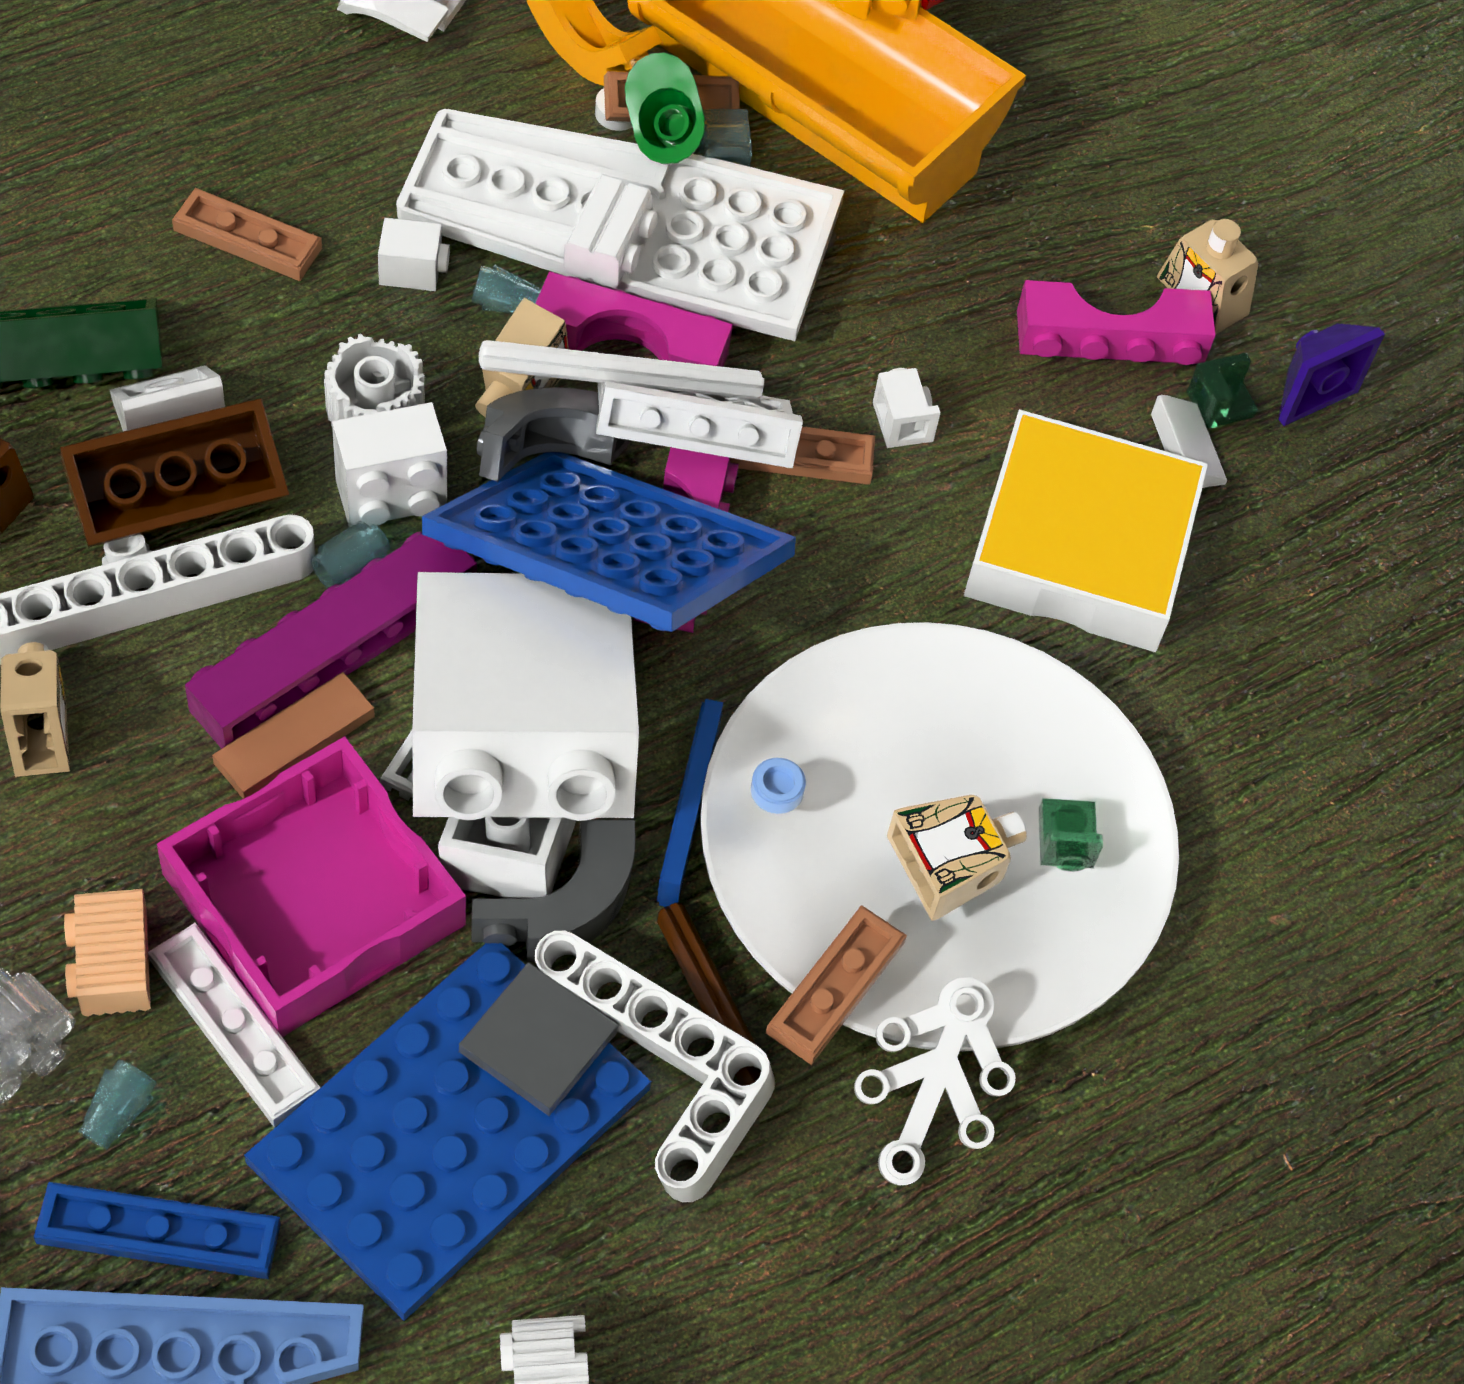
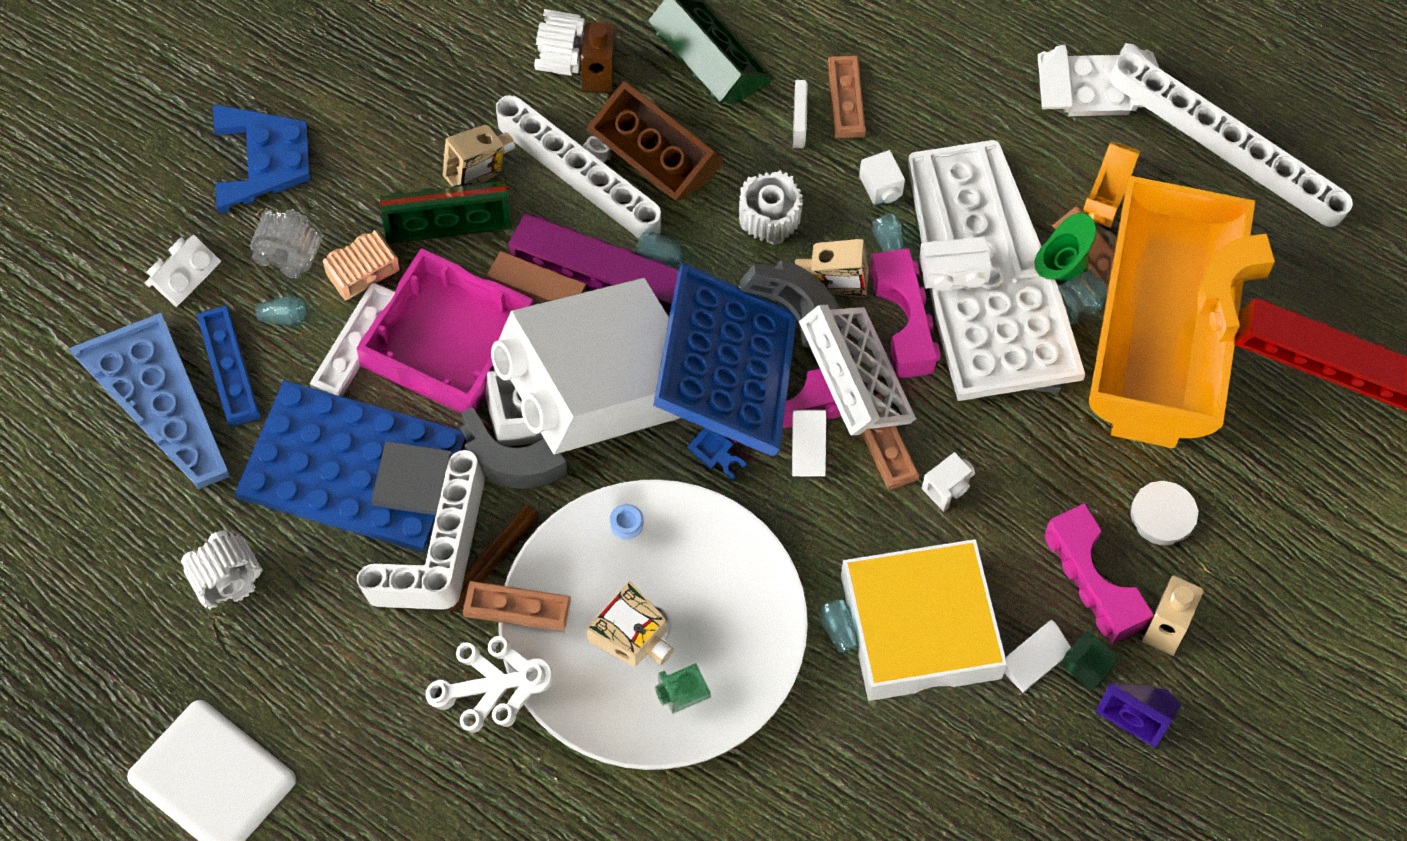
camera: 70 degrees right, 5 degrees up
(98, 788) = (445, 212): none -> dark green slope
(168, 397) = (703, 117): white slope -> none
(244, 292) = (800, 114): none -> white tile
(390, 464) = (721, 236): white brick -> none
(620, 369) = (856, 315): white axle -> none
(689, 804) = (555, 498): blue tile -> none
(708, 644) = (713, 449): none -> blue plate
(753, 502) = (808, 442): none -> white tile
(1043, 625) = (839, 625): none -> clear light blue cone
(1062, 223) = (1164, 513): none -> white tile

